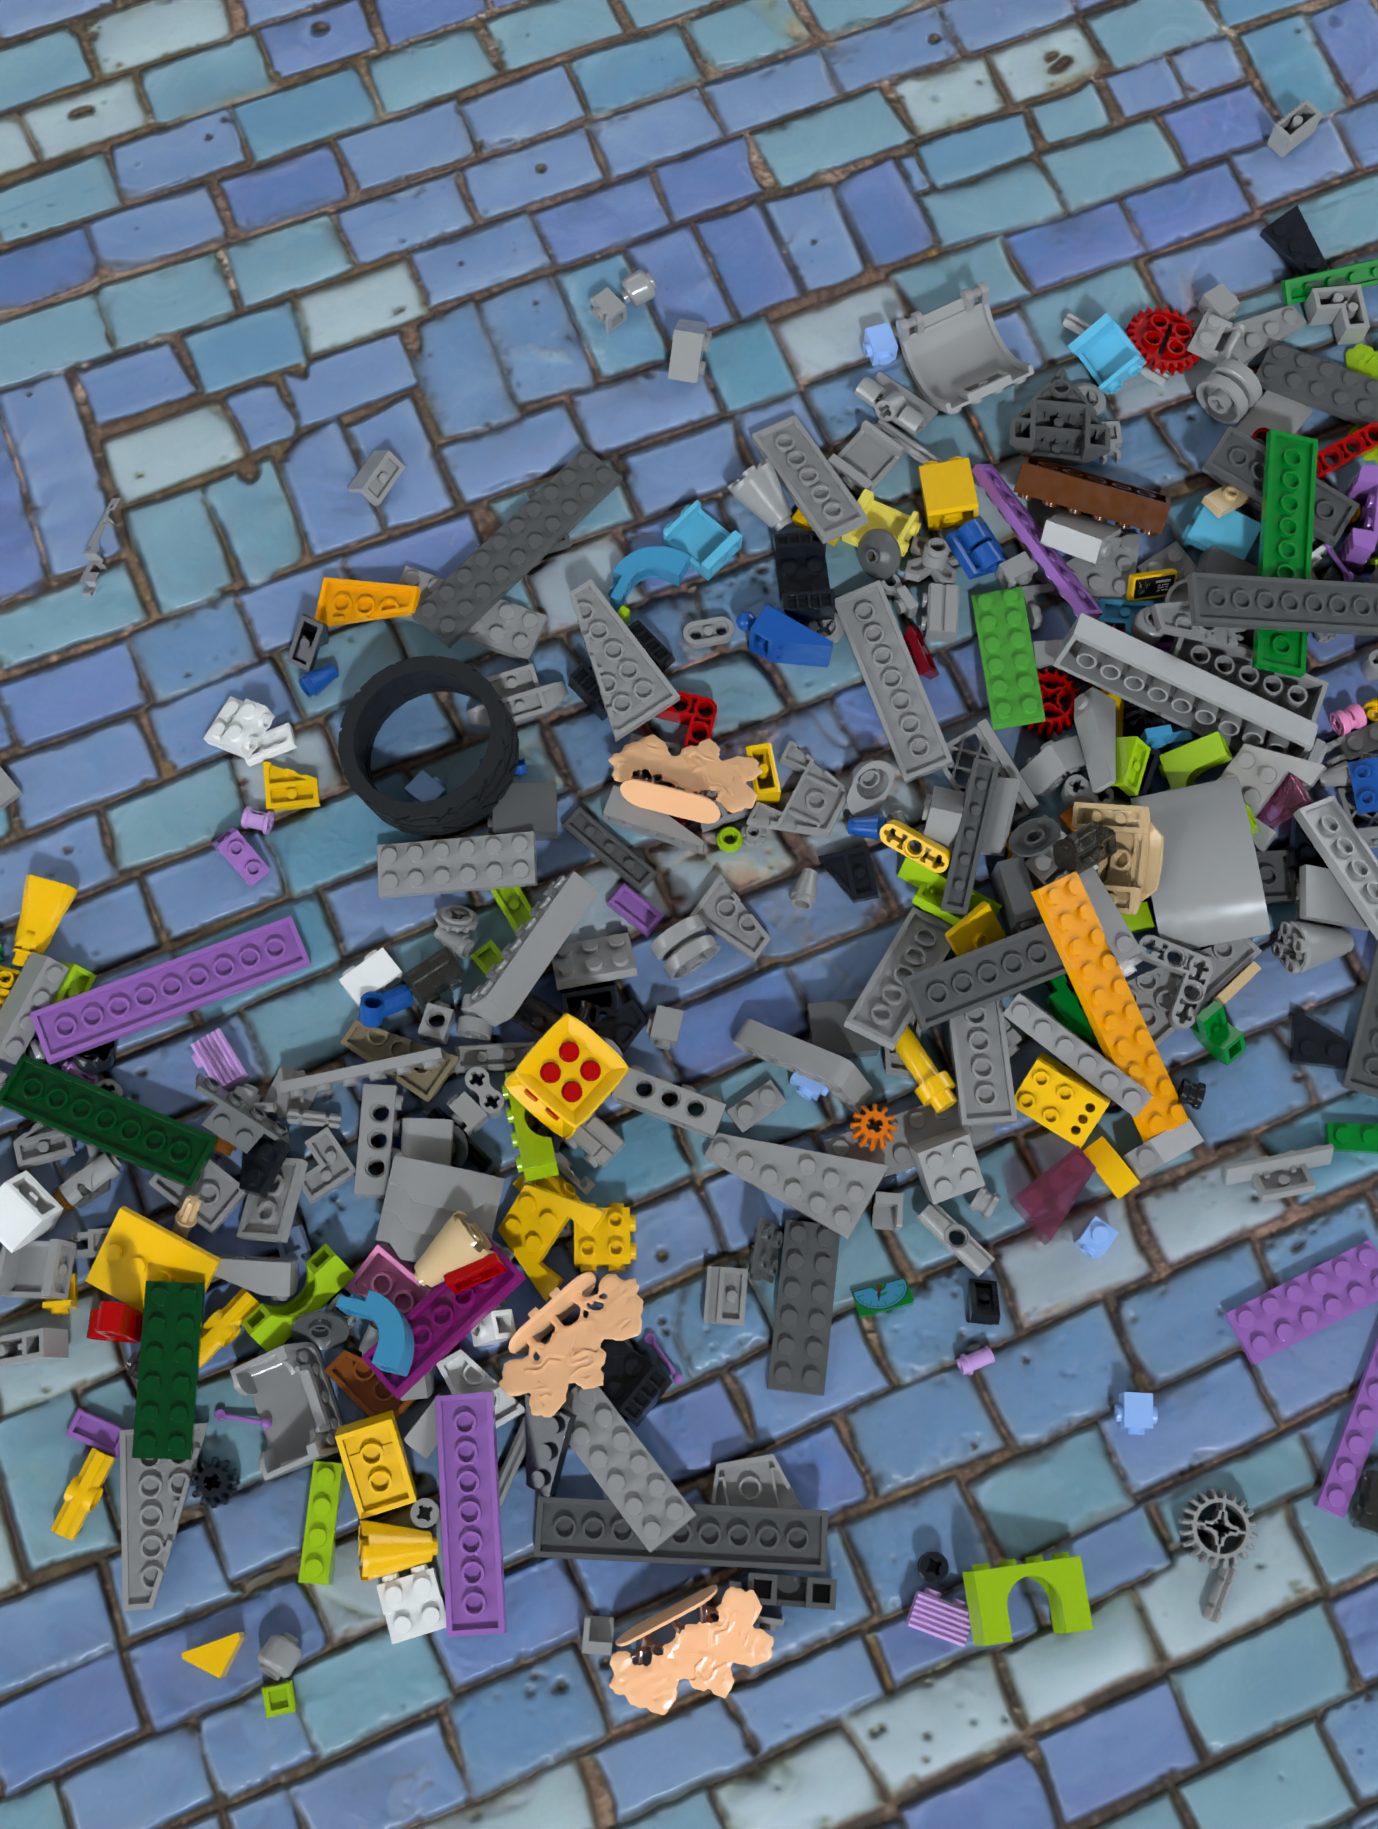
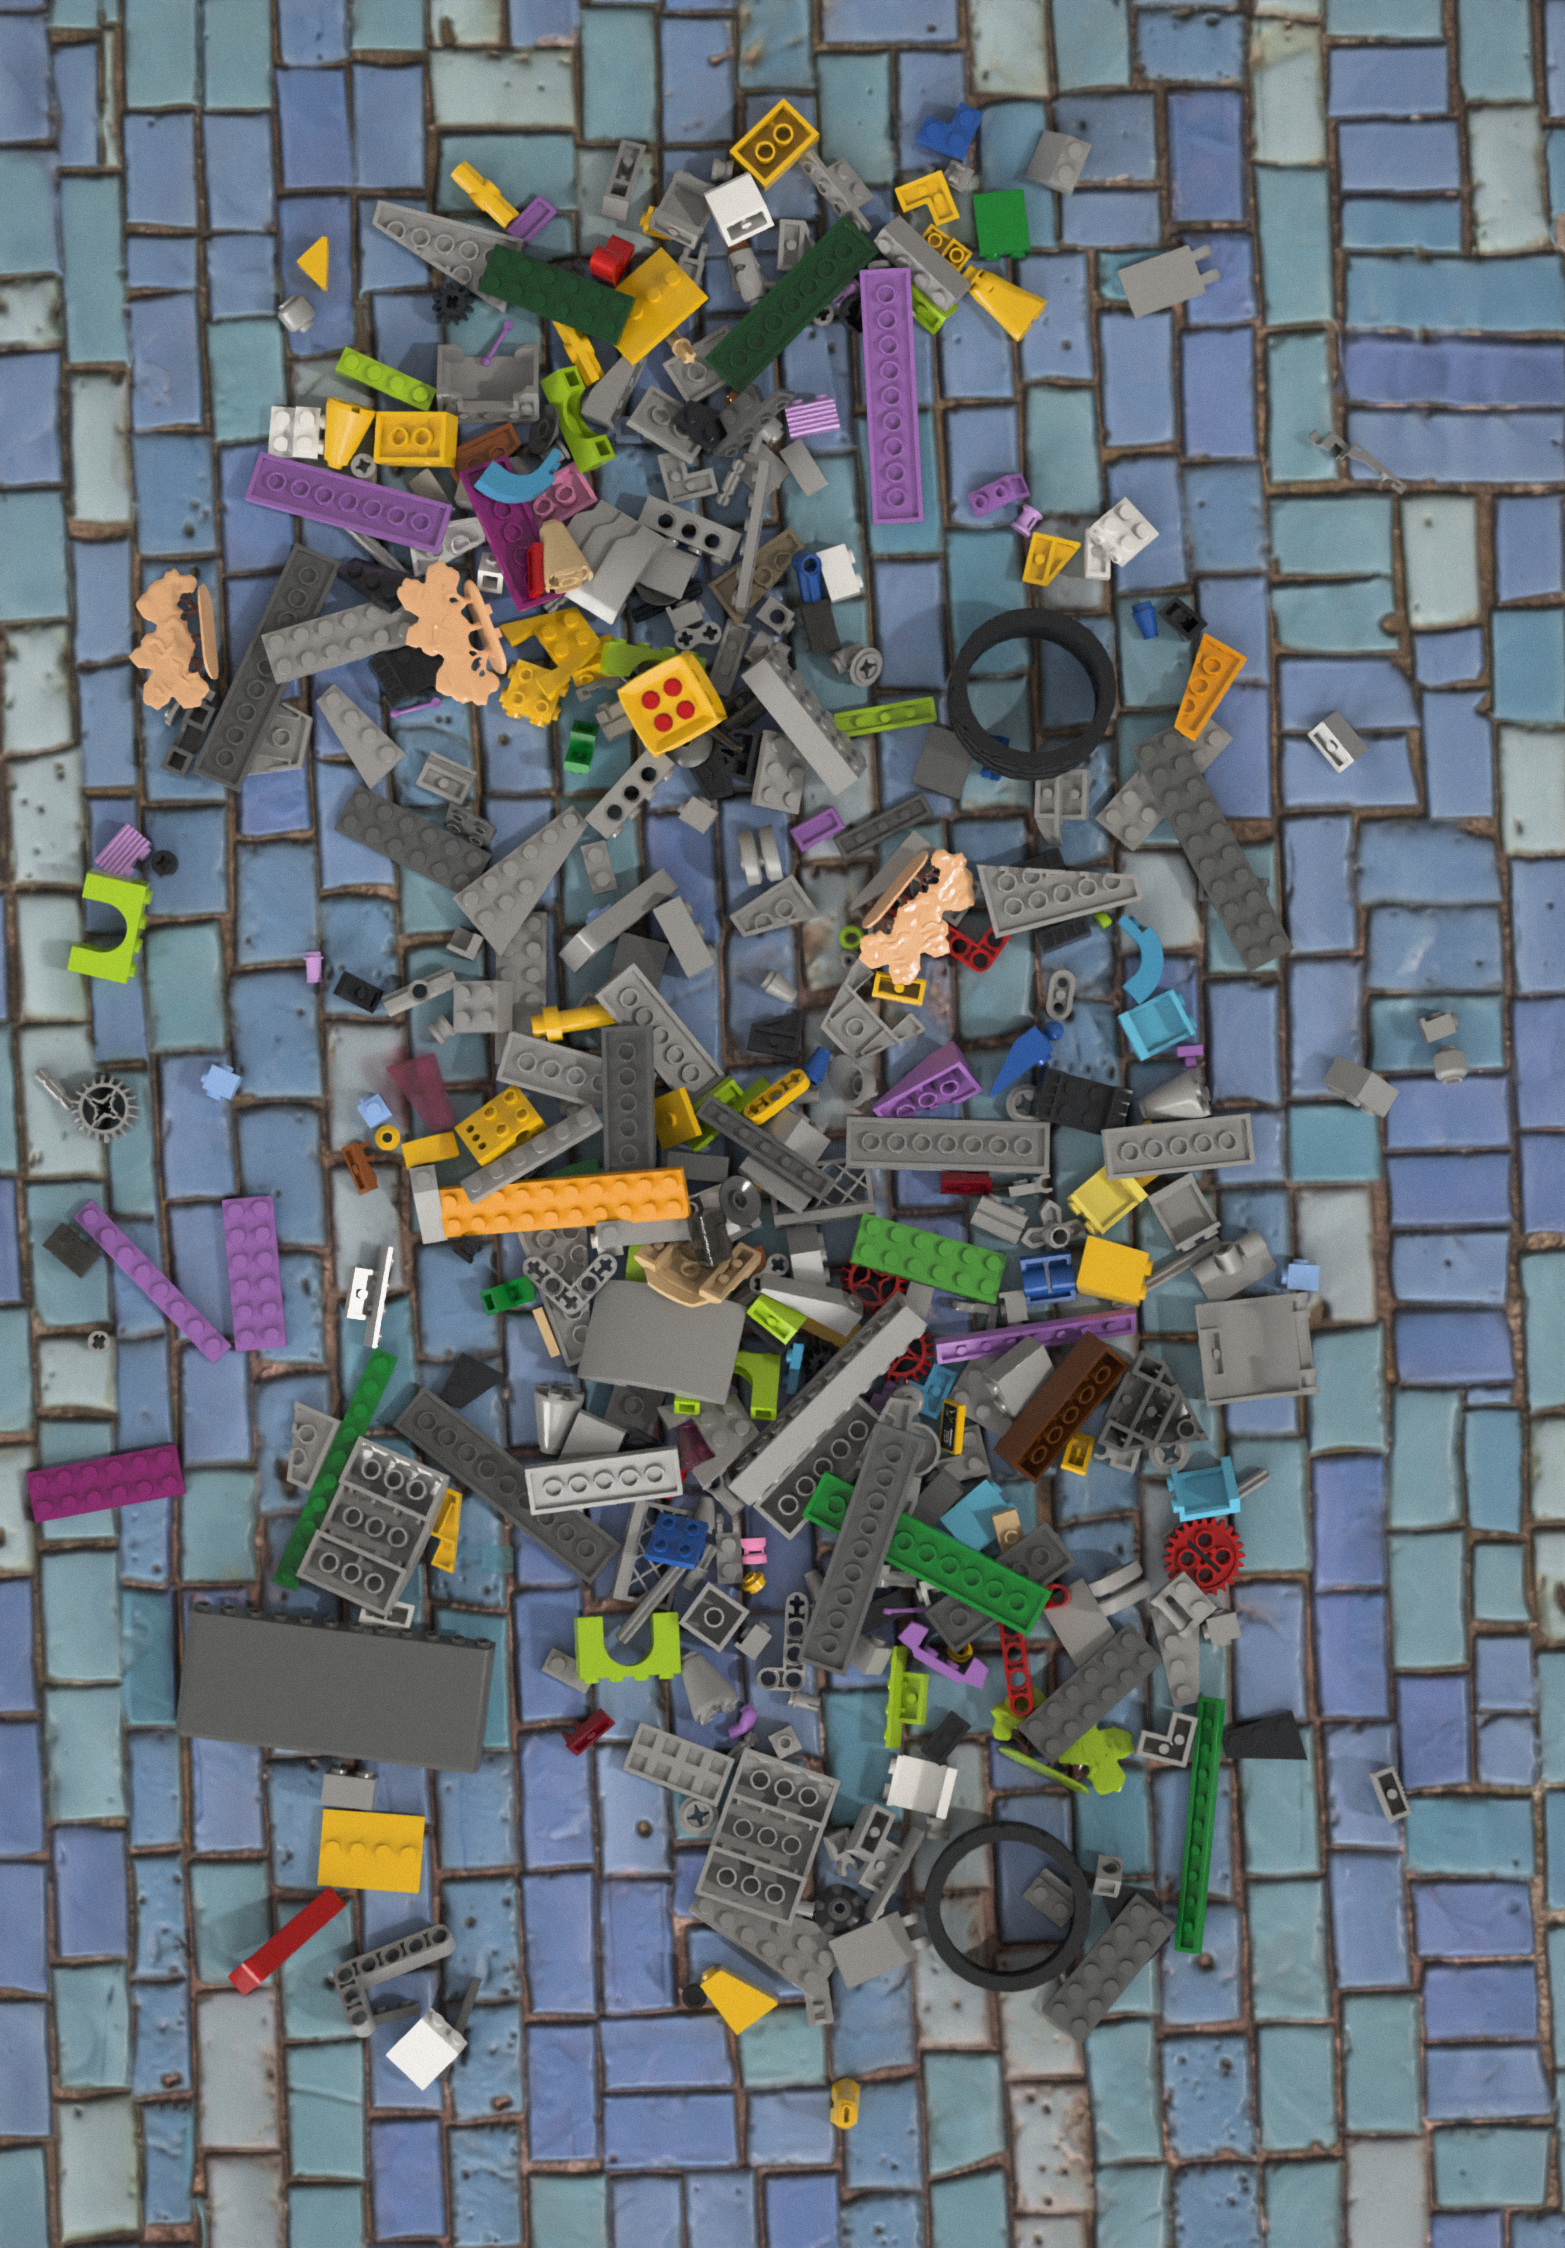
camera: 115 degrees right, 15 degrees up
(274, 1051) = (803, 467): none -> light grey slope
(279, 1699) = (264, 303): lime tile -> none
(425, 788) = (994, 680): light blue brick -> none
(457, 865) = (915, 683): light grey plate -> none
(486, 956) = (821, 682): lime tile -> none
(598, 1635) = (215, 572): light grey panel -> none
(642, 1167) = (581, 747): none -> green brick
(717, 503) = (1189, 1053): none -> medium lavender tile
(719, 1399) = (362, 739): none -> light grey wing
(795, 989) = (685, 937): none -> light grey brick
(831, 710) = (937, 1080): none -> medium lavender wedge
(870, 1136) = (545, 962): orange gear -> none
(882, 1298) = (395, 910): slope -> none
(886, 552) = (1076, 1182): dark grey dish -> none
(1122, 1210) = (395, 1137): none -> yellow plate
(1129, 470) = (1078, 1453): none -> yellow slope
(1156, 1235) = (361, 1172): none -> dark orange plate
(1353, 651) = (814, 1583): none -> light grey cone

